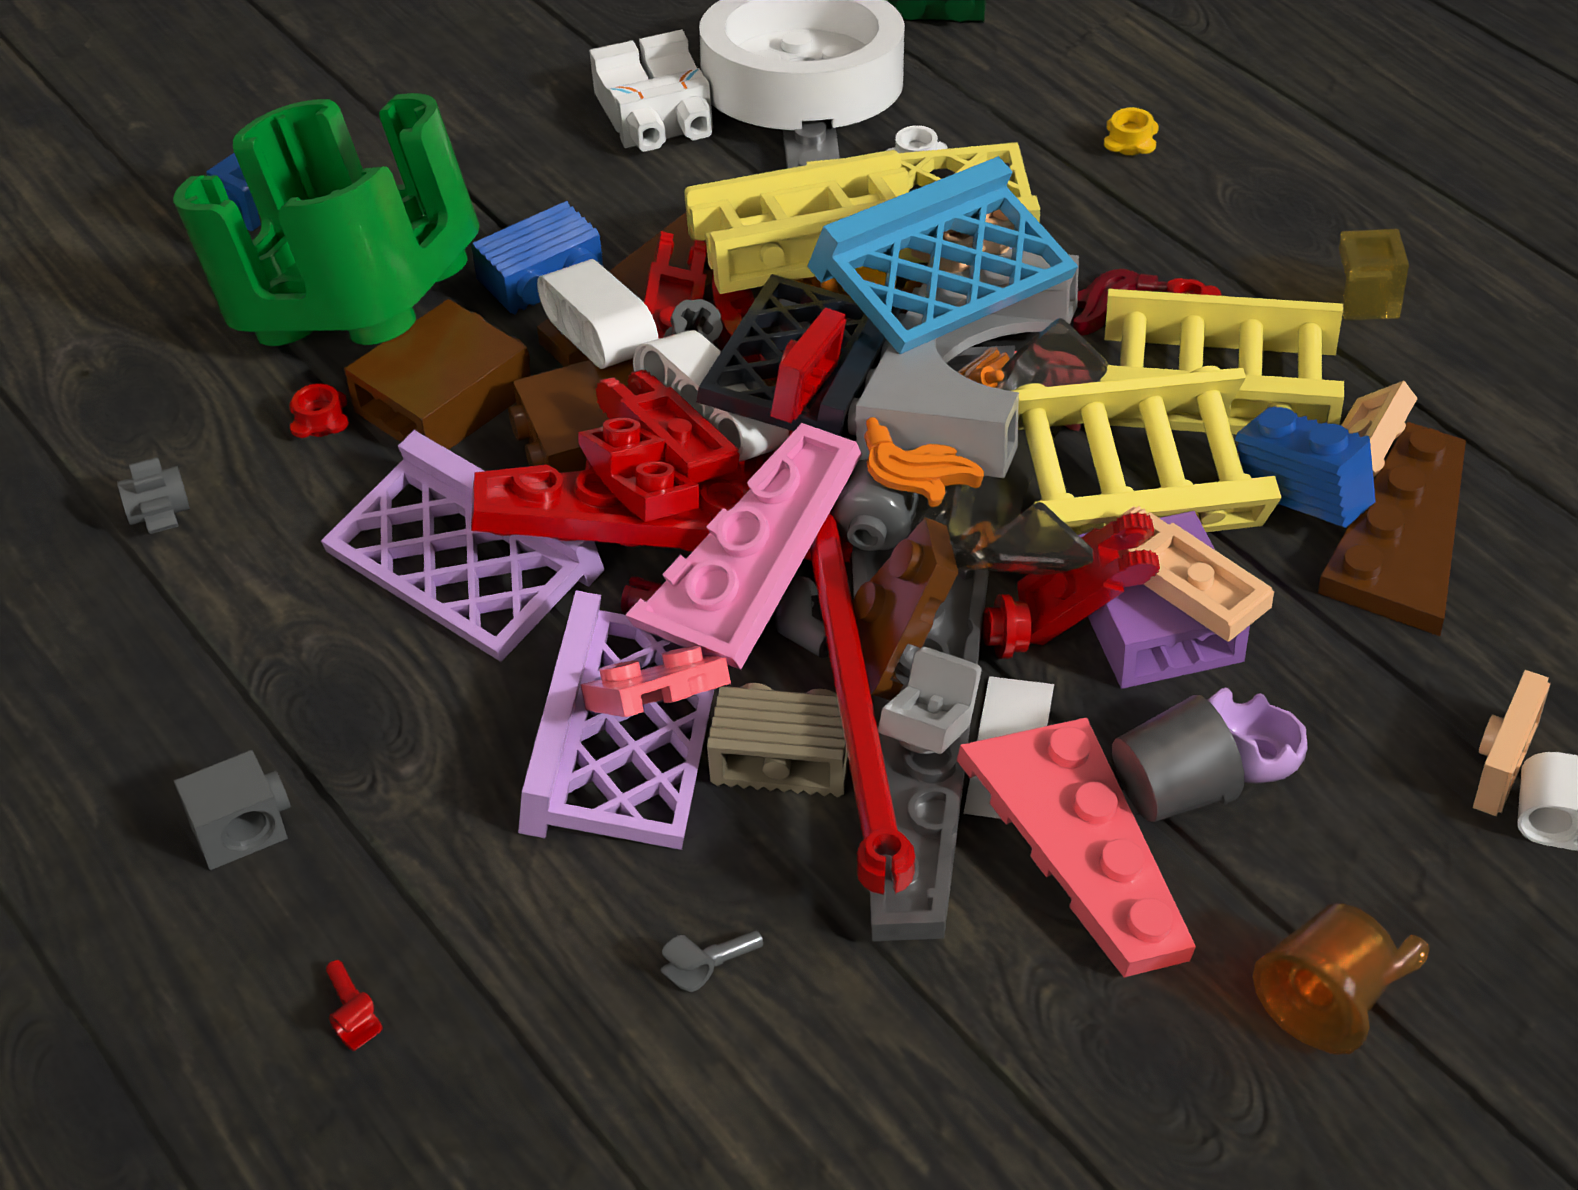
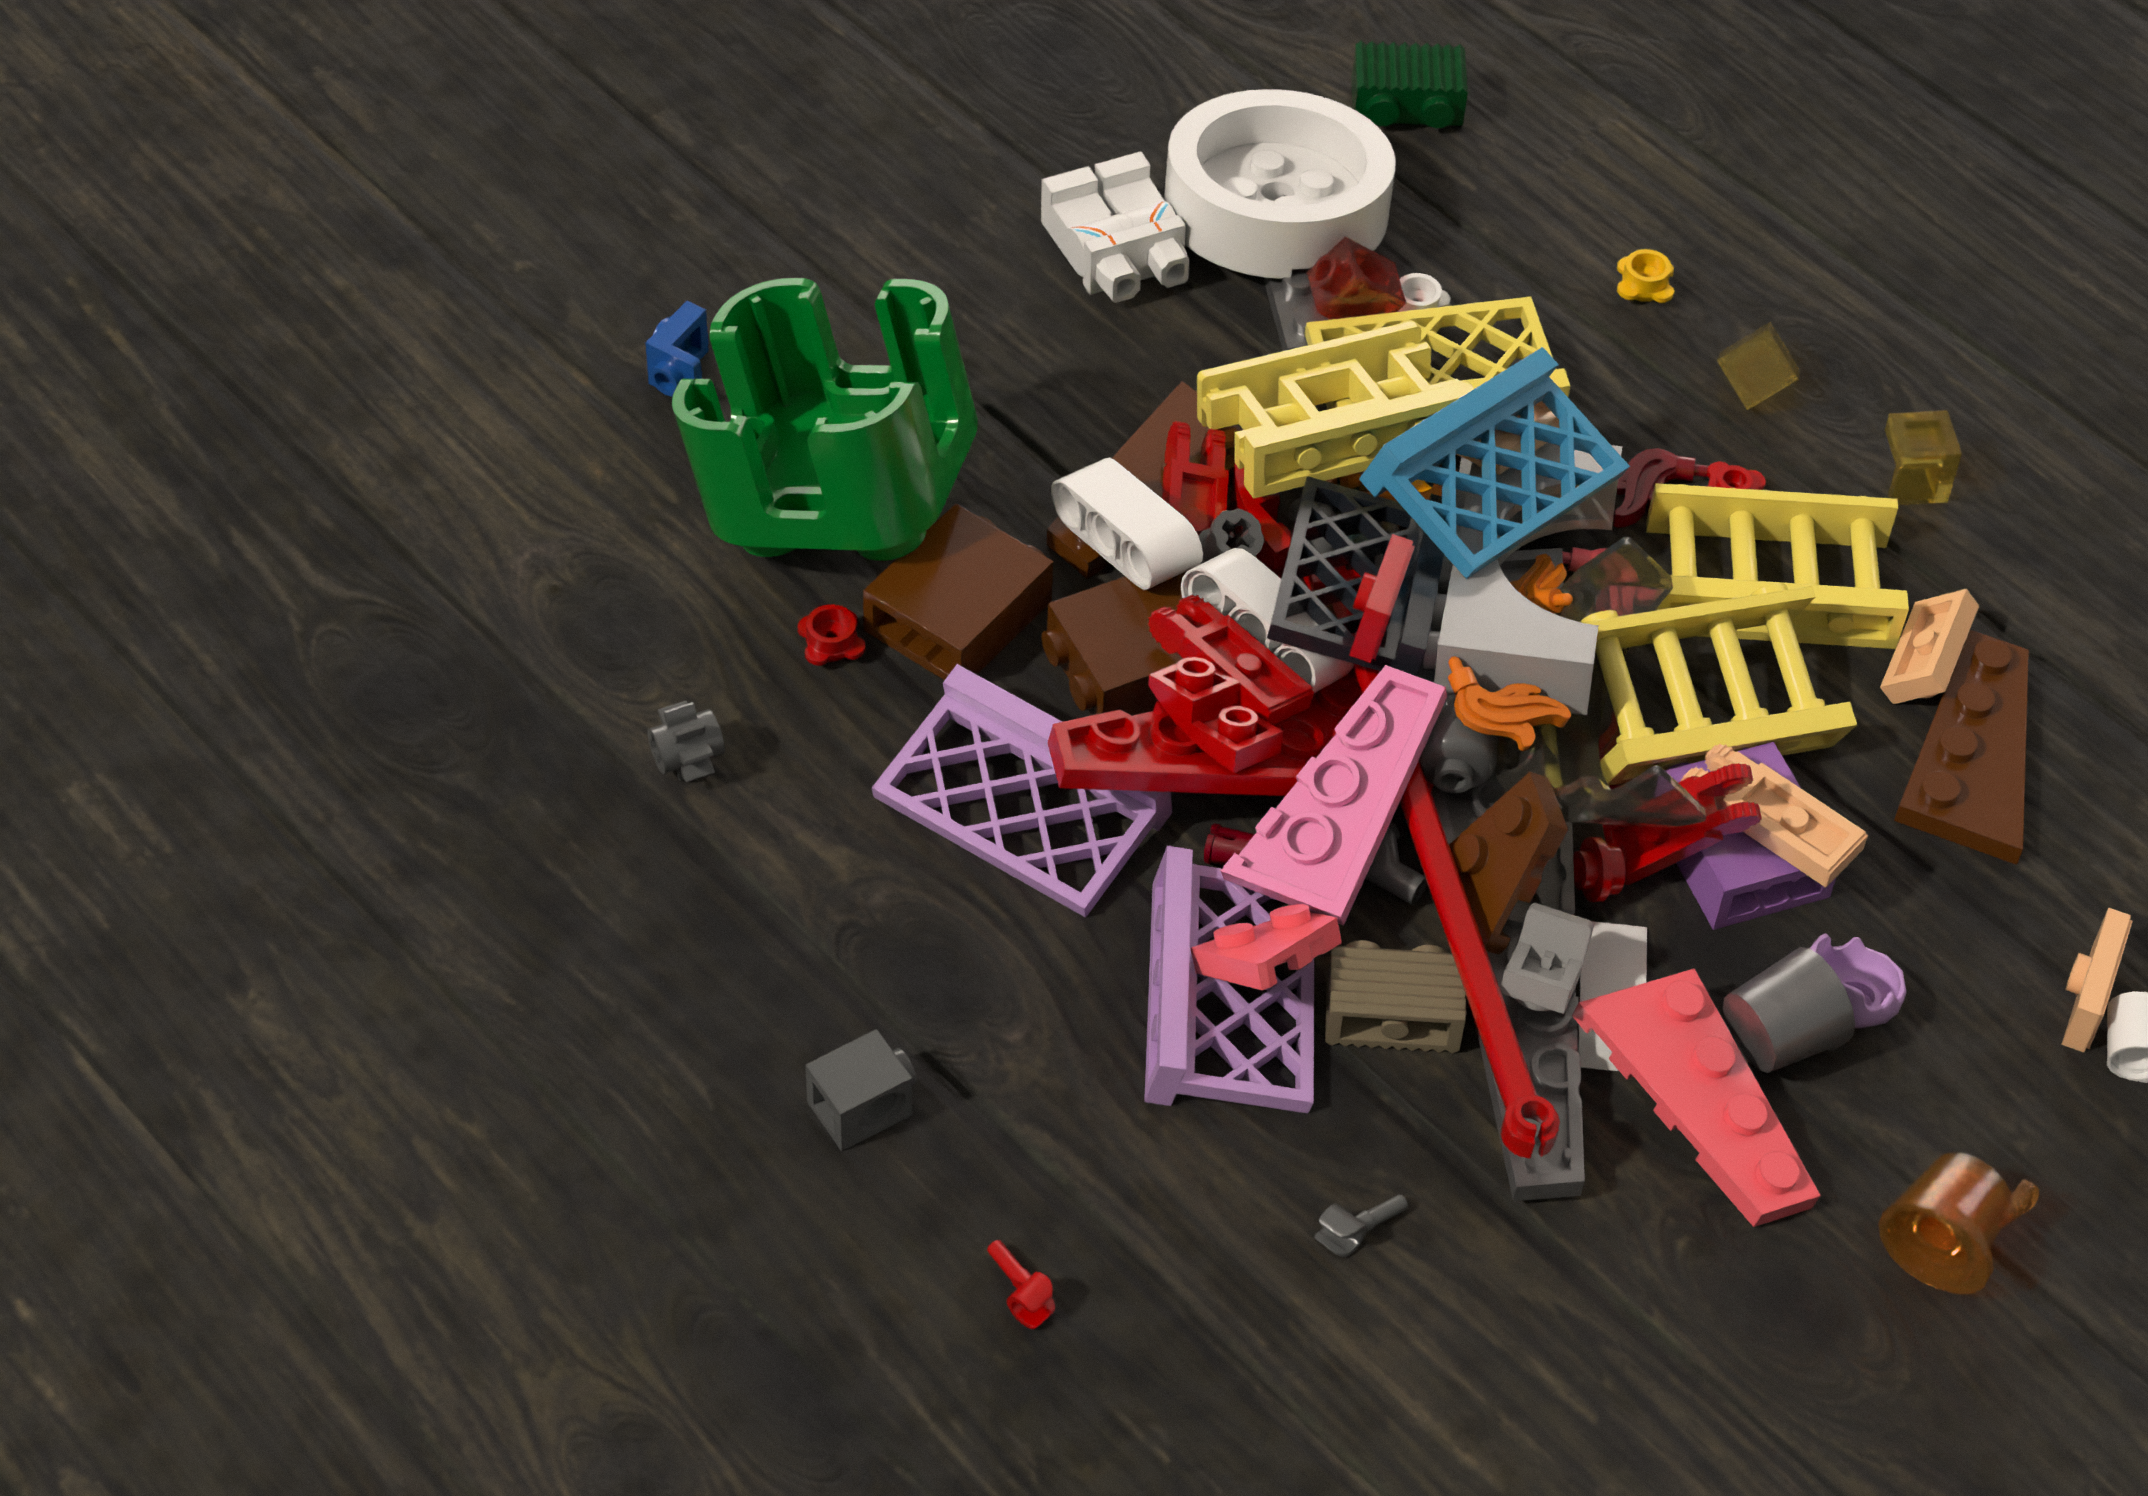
camera: 10 degrees left, 5 degrees up
(518, 255) = (1034, 443): blue brick -> none
(854, 127) = (1355, 282): none -> clear red brick
(1225, 199) = (1758, 366): none -> clear yellow panel
(1314, 464) = (1889, 687): blue brick -> none

